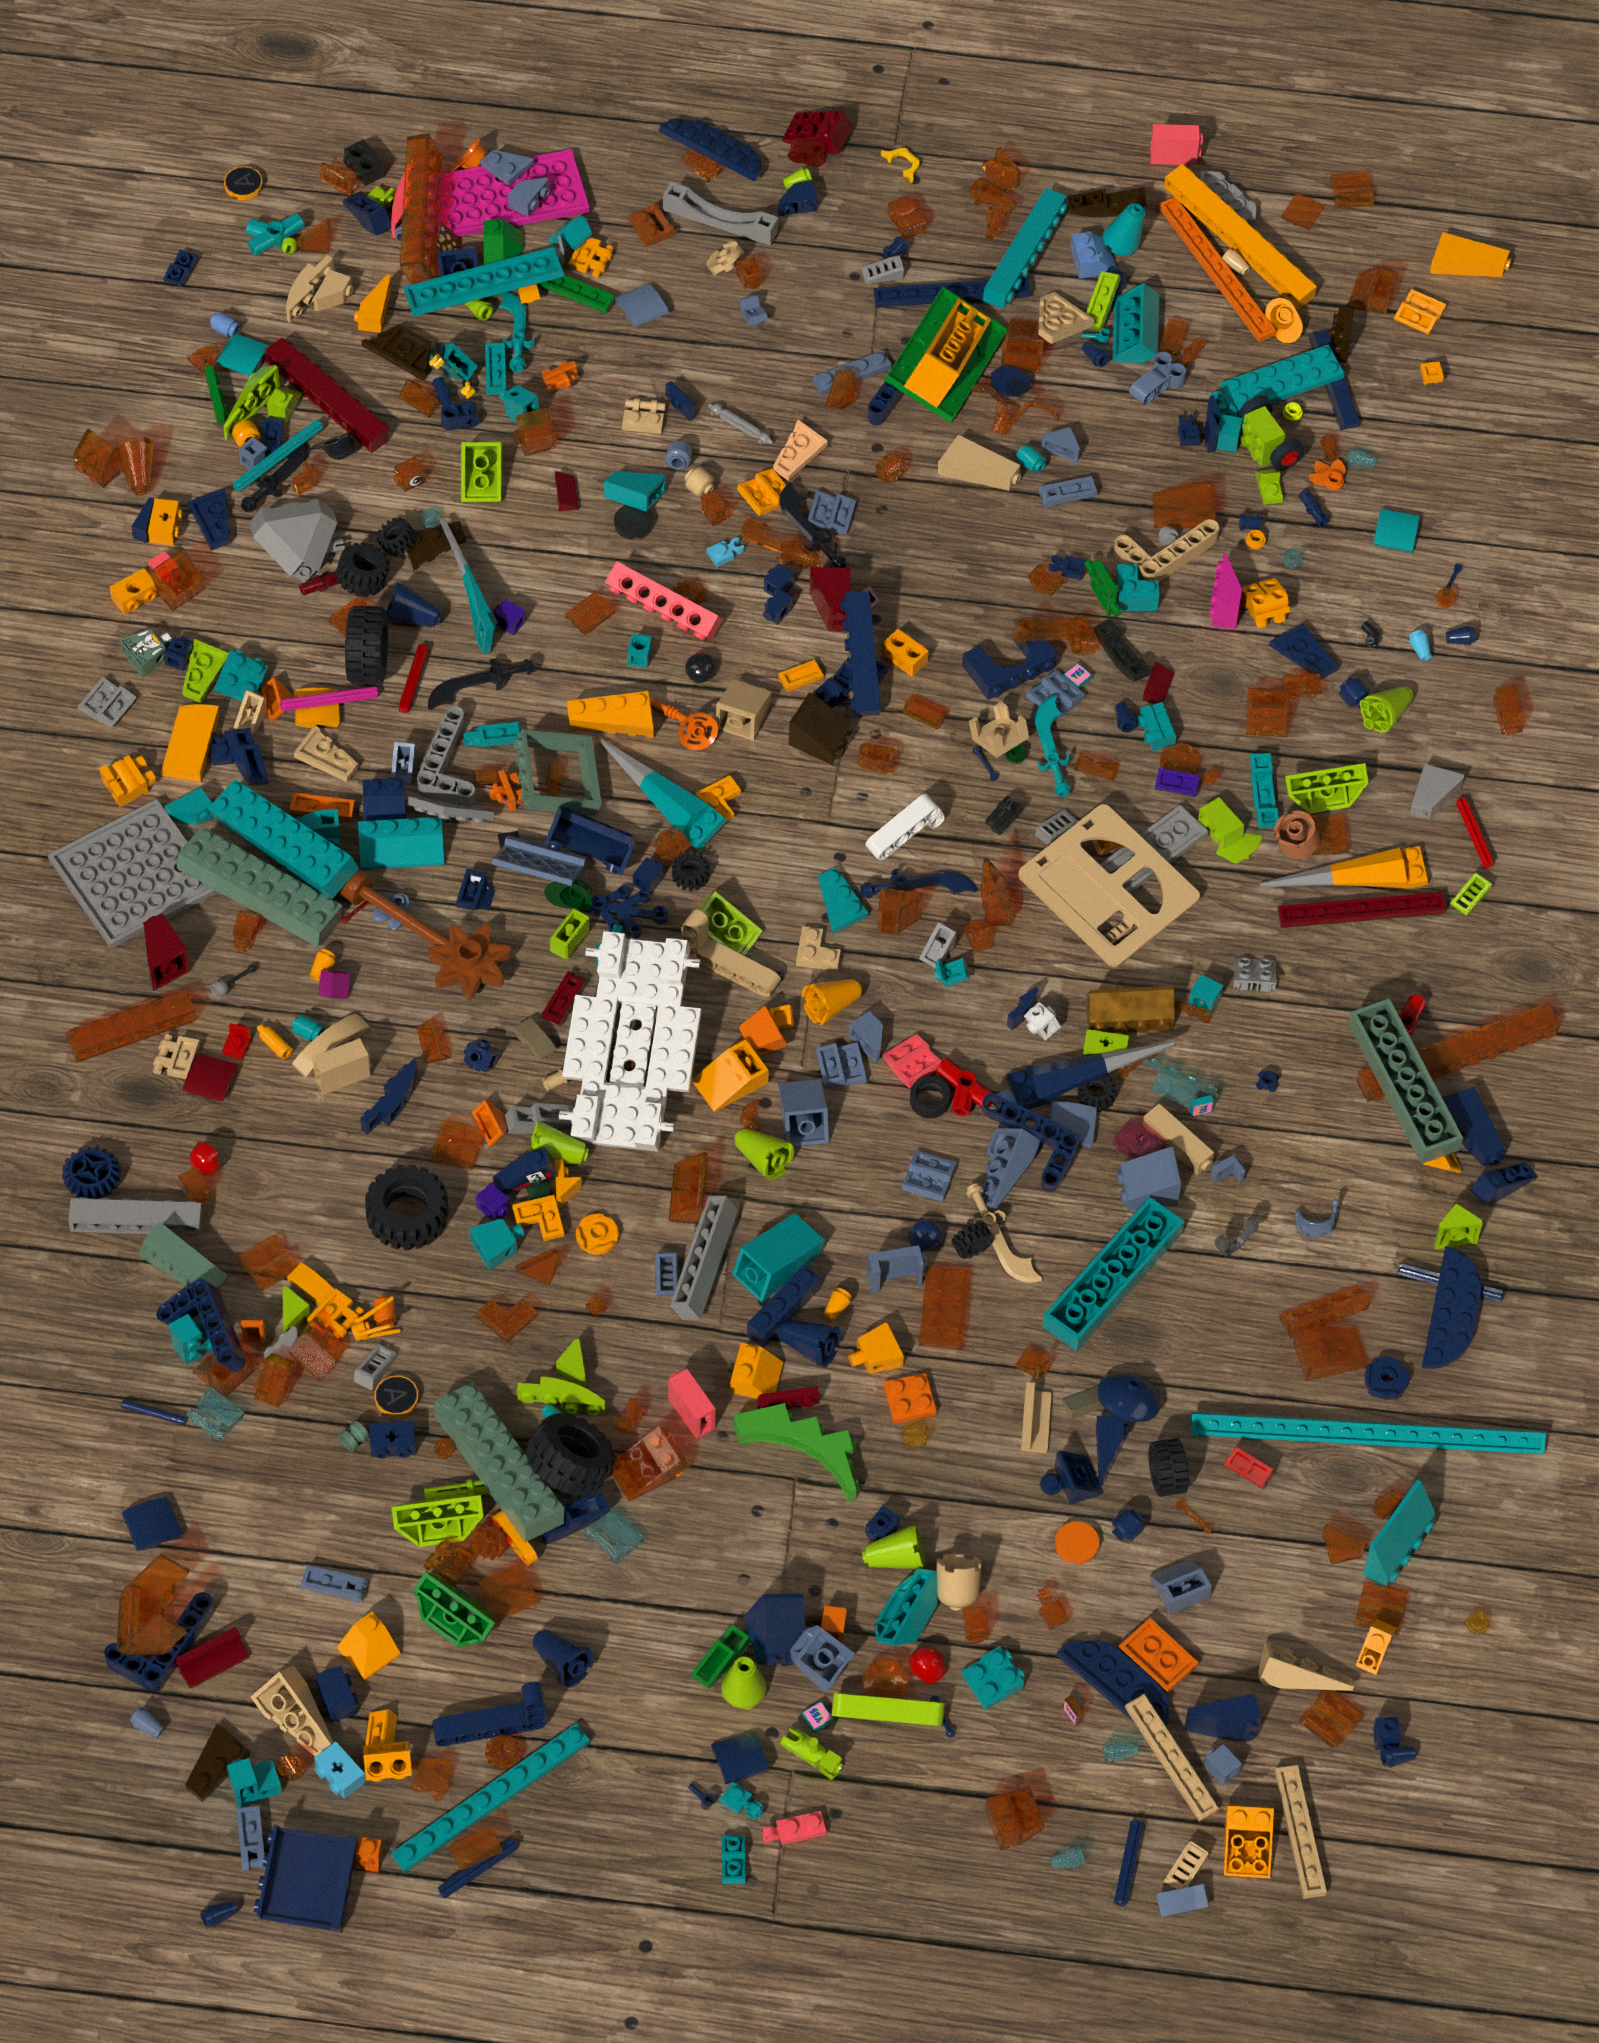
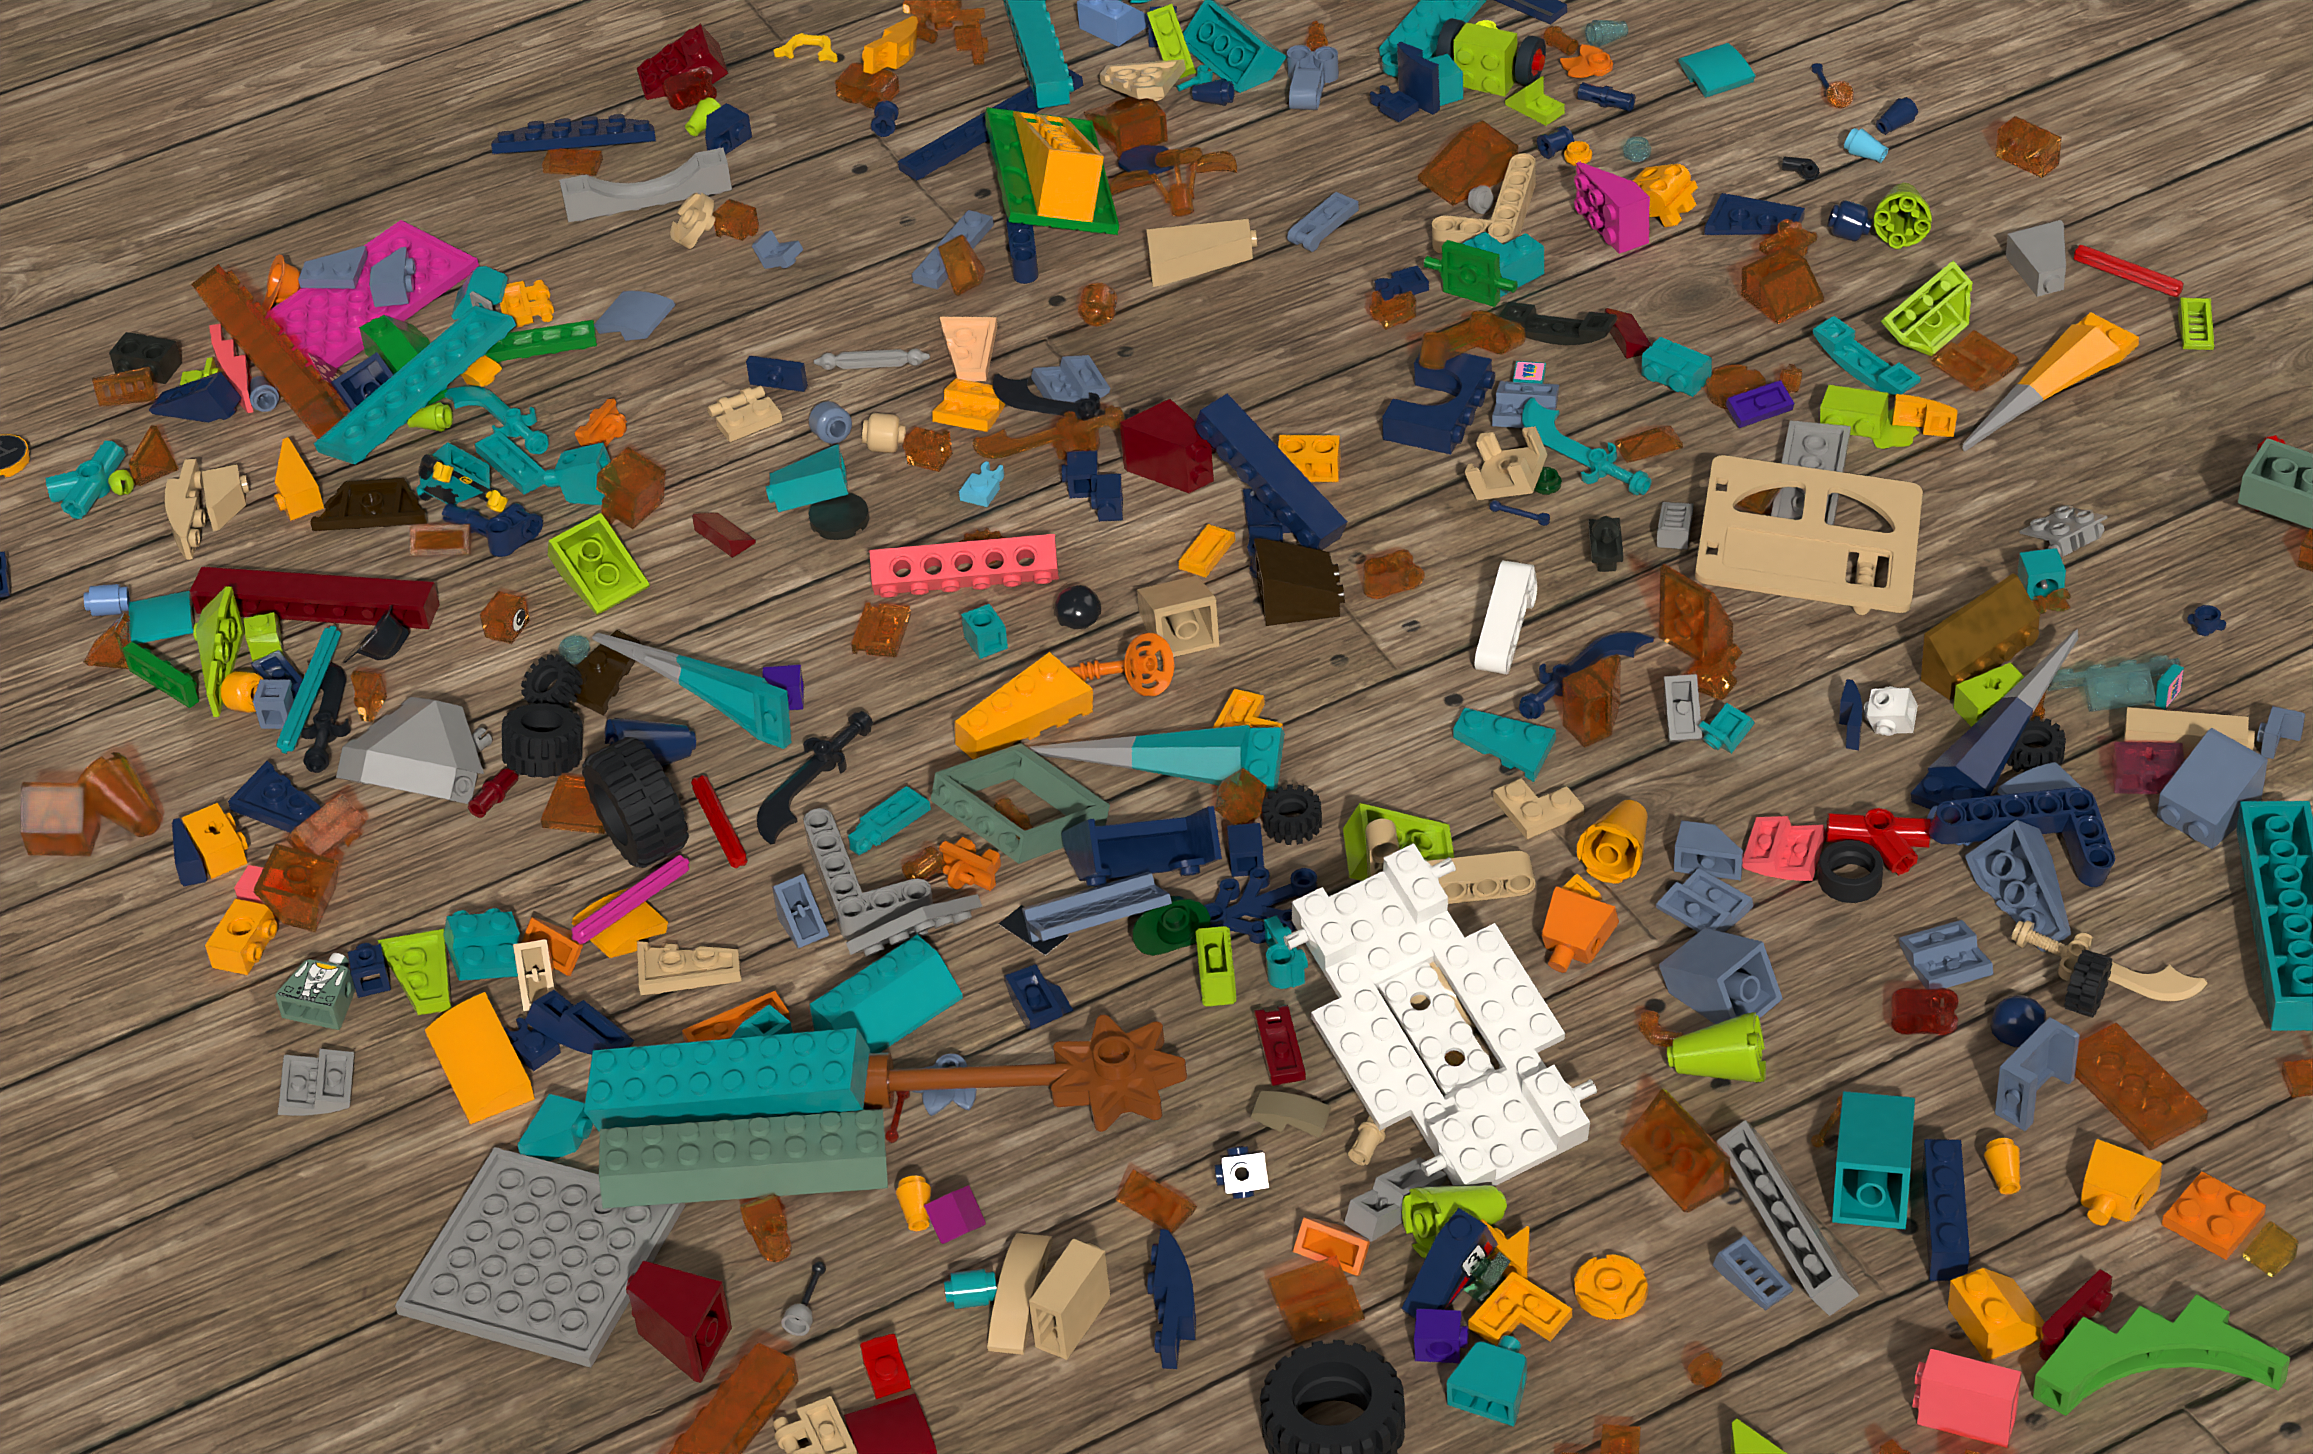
camera: 30 degrees left, 15 degrees down
(125, 779) = (427, 1150): light orange hips -> none
(219, 554) = (328, 828): none -> clear orange brick
(274, 1041) = (938, 1334): light orange cylinder -> none
(384, 799) = (812, 965): dark blue slope -> none
(541, 1267) = (1581, 1371): clear orange slope -> none
(647, 229) = (568, 248): dark orange plate -> none
(731, 1076) = (1592, 992): light orange slope -> none
(811, 1340) = (2023, 1224): dark blue cone -> none
(883, 1198) = (1920, 1011): none -> clear red piece
(891, 274) = (898, 137): light grey slope -> none
(925, 711) = (1394, 503): clear orange slope -> none
(942, 201) = (894, 47): none -> light orange slope
(1031, 459) = (1251, 209): teal brick -> none
(1062, 444) = (1271, 183): sand blue slope -> none
(1125, 718) = (1630, 380): dark blue cone -> none
(1173, 337) = (1280, 33): clear orange plate -> none
(1259, 856) = (1933, 416): none -> light orange slope
(1297, 835) = (1956, 370): nougat brick -> none
(1361, 909) = (2101, 404): dark red plate -> none

